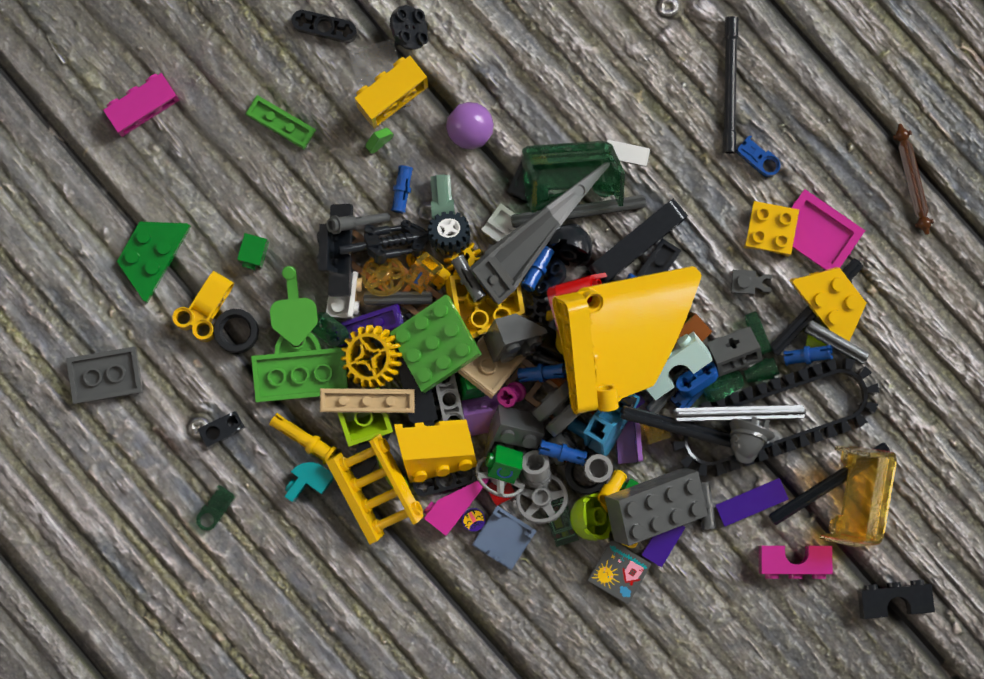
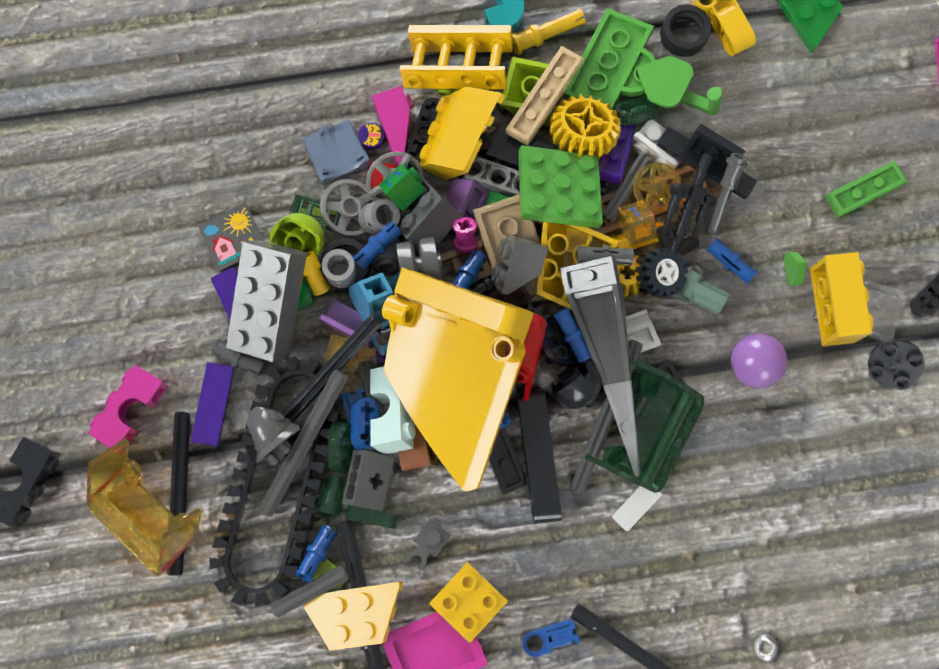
camera: 120 degrees right, 5 degrees down
(252, 251) = (753, 87): green brick -> none

